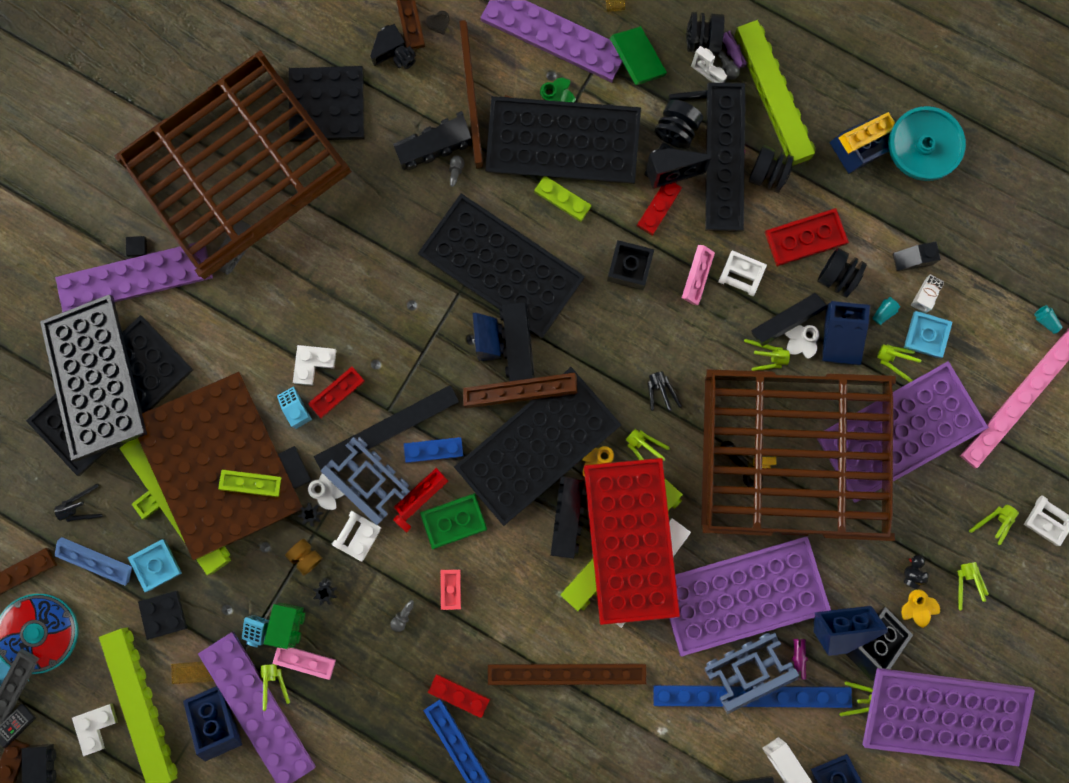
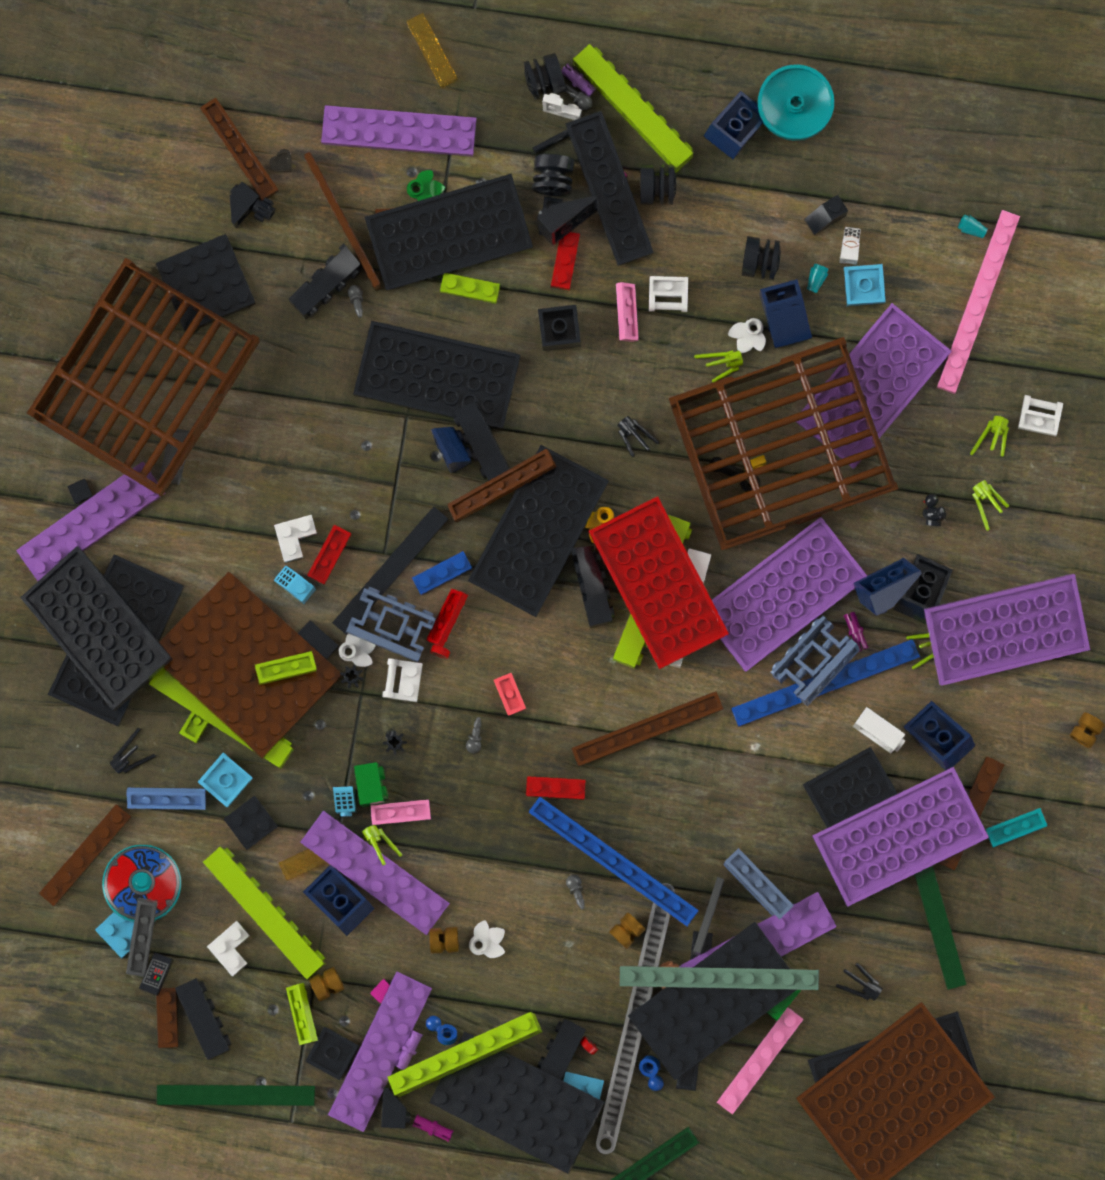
camera: 15 degrees left, 0 degrees up
(303, 557) = (361, 717): pearl gold wheel -> none
(453, 521) = (487, 631): green tile -> none
(637, 439) = (629, 489): lime plant -> none
(638, 55) = (488, 121): green tile -> none
(788, 319) = (728, 321): black tile -> none
(806, 237) = (716, 235): red tile -> none
(867, 132) = (735, 114): yellow tile -> none
(888, 353) = (834, 315): lime plant -> none
(920, 611) = (952, 544): yellow plate -> none

